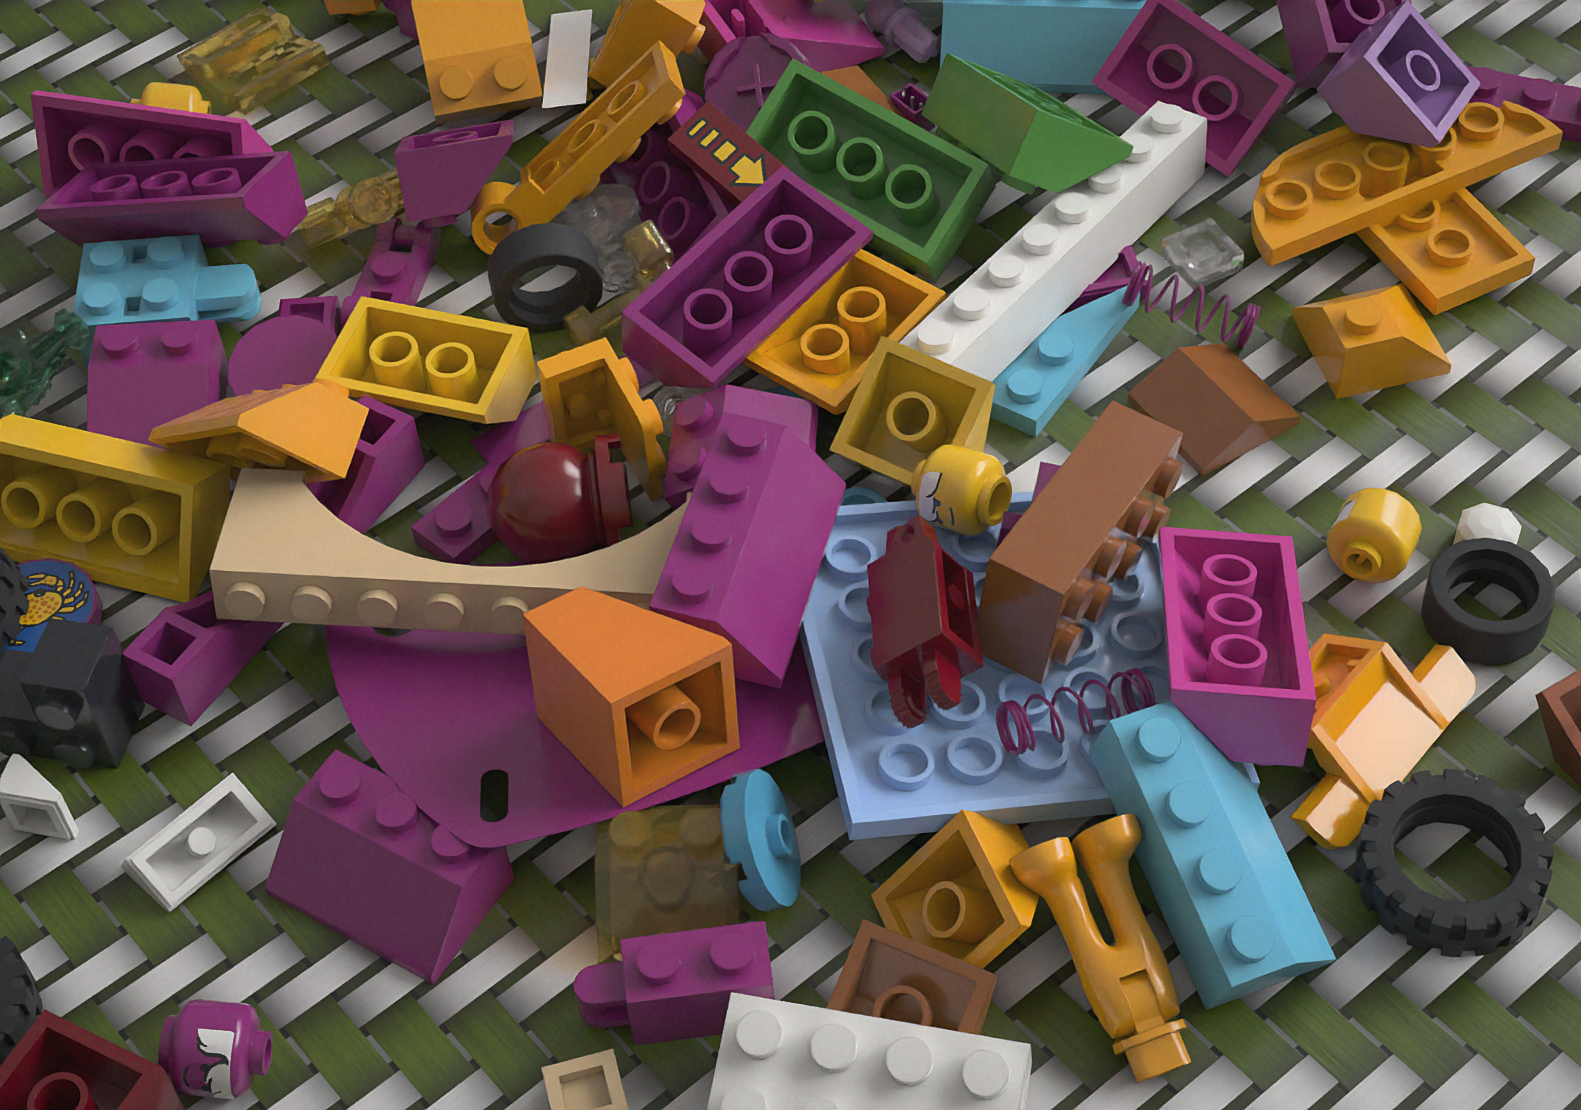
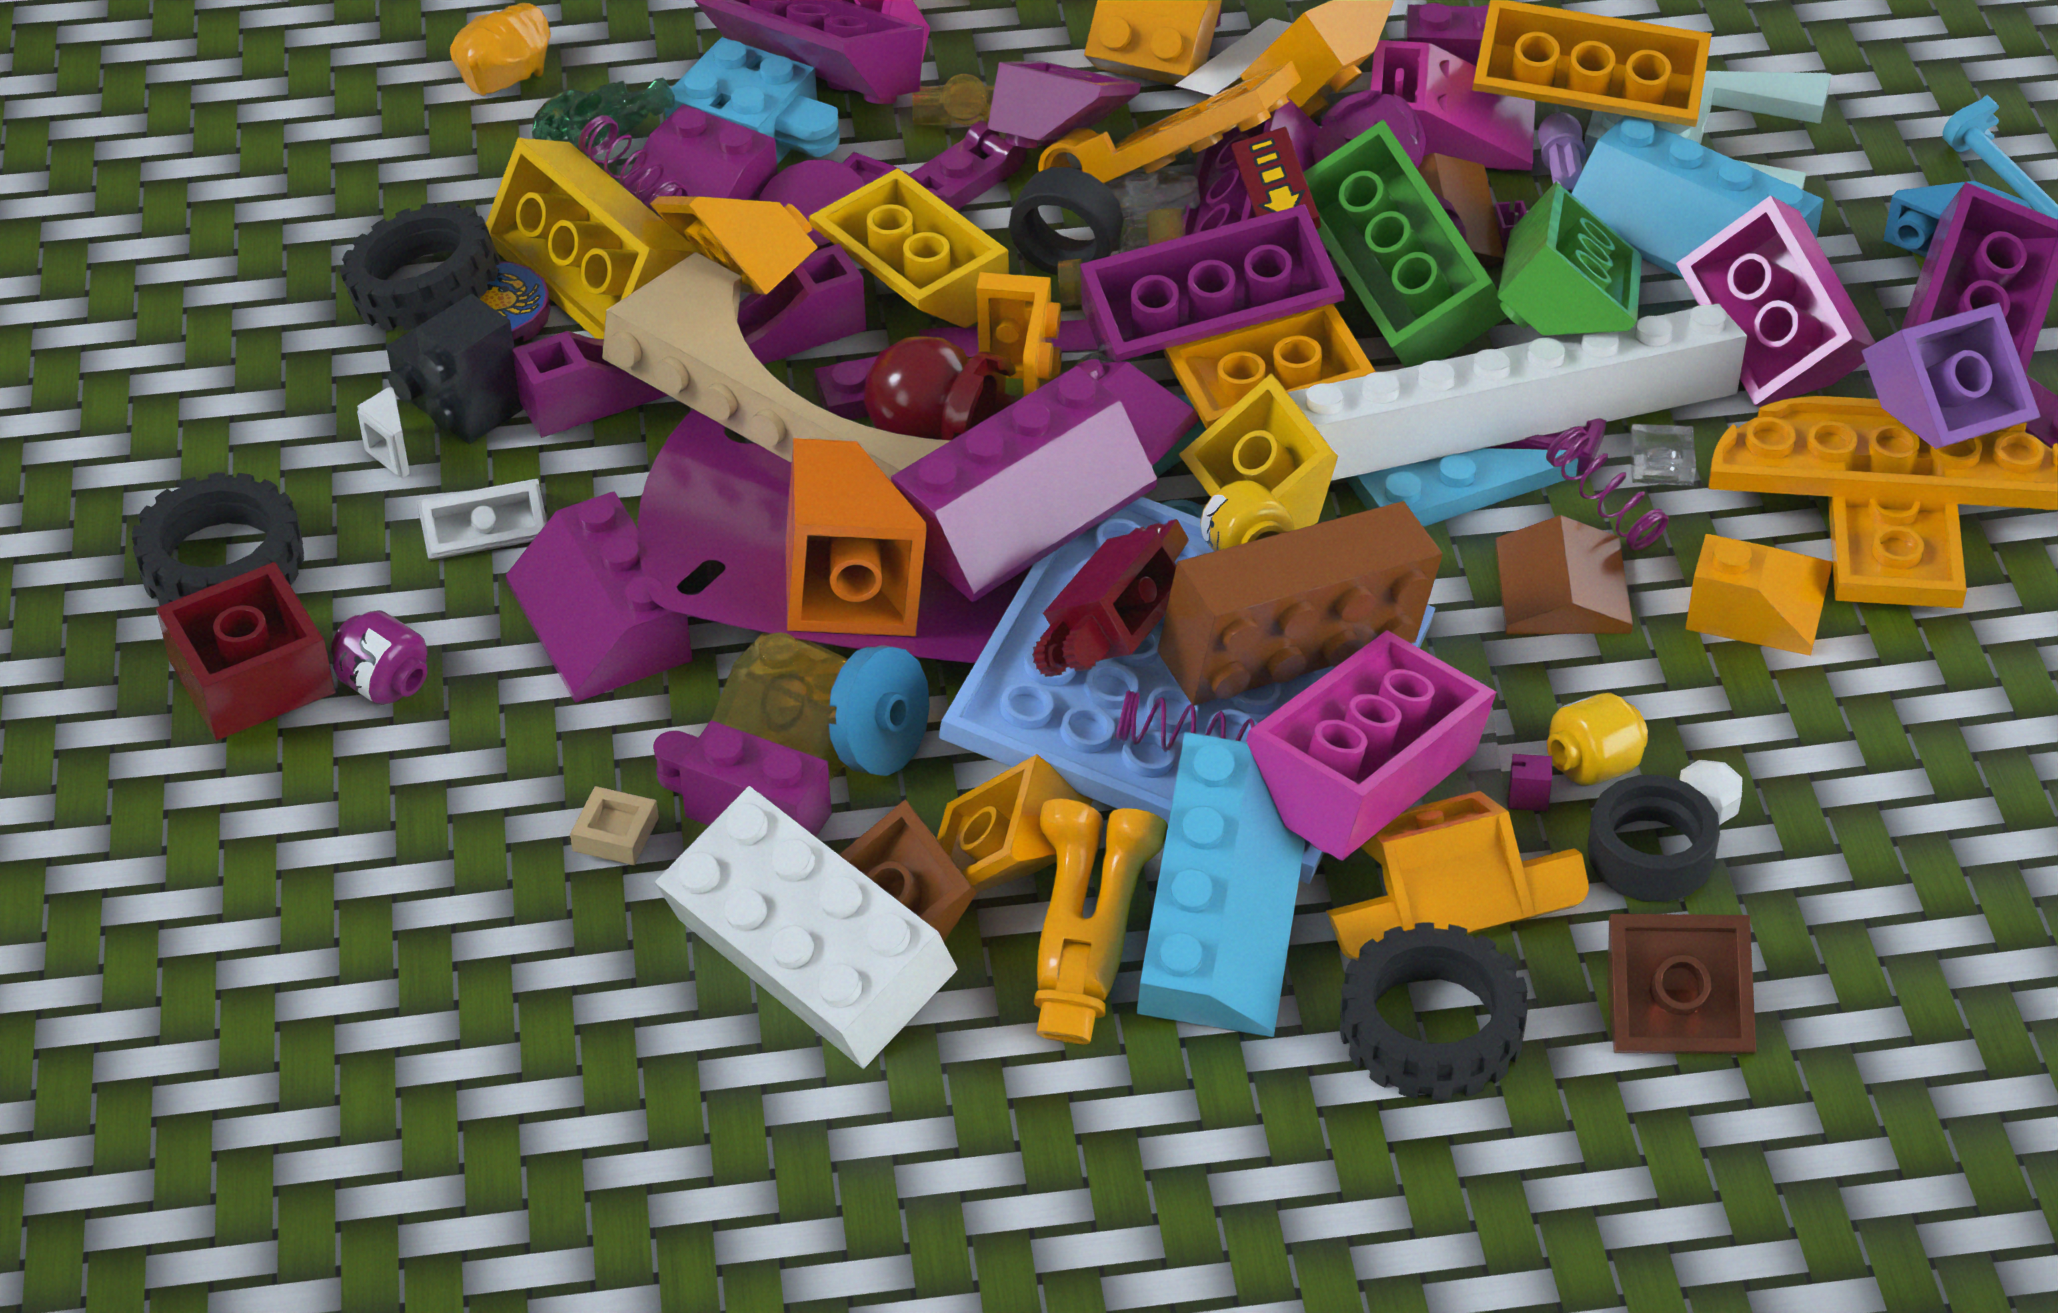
camera: 30 degrees right, 5 degrees down
(47, 394) = (610, 142): none -> magenta piece
(1348, 599) = (1530, 782): none -> magenta piece

